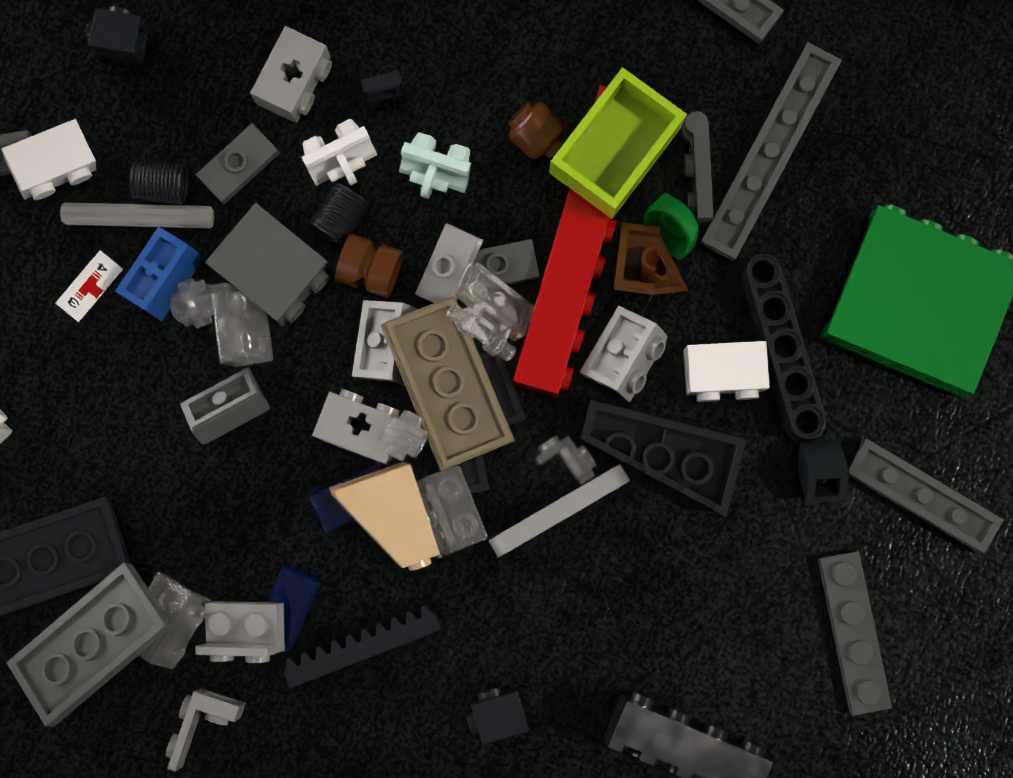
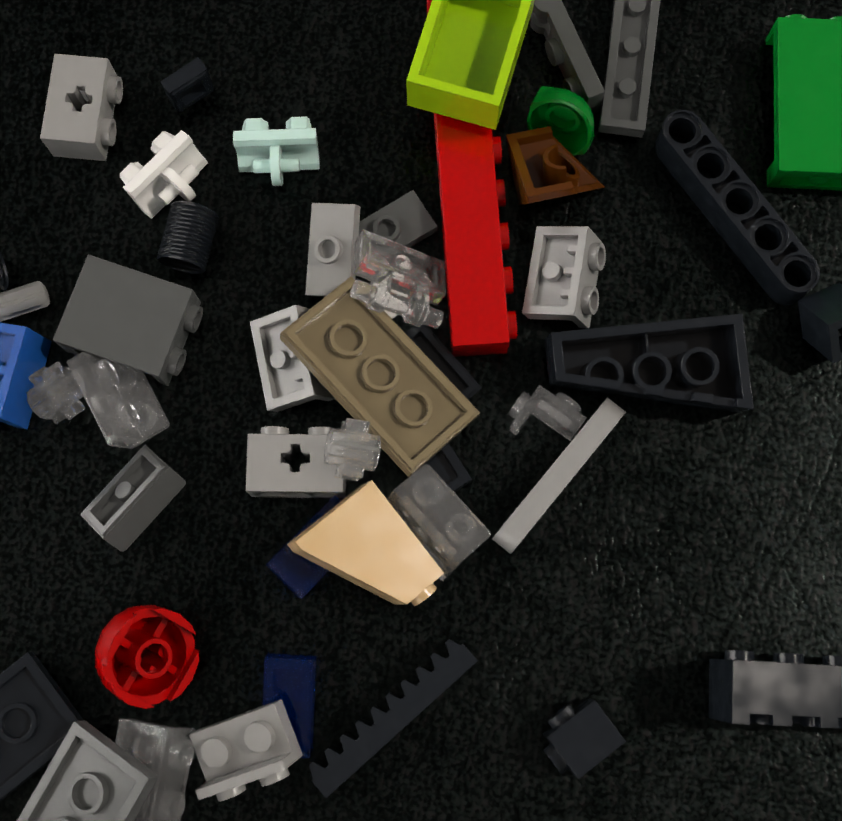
camera: 20 degrees left, 5 degrees down
(194, 533) = (146, 655): none -> red cylinder
(237, 163) = (54, 225): dark grey plate -> none
(368, 265) = (242, 280): reddish brown wheel -> none
(536, 130) = (374, 72): reddish brown head -> none
(726, 370) = (683, 252): white brick -> none

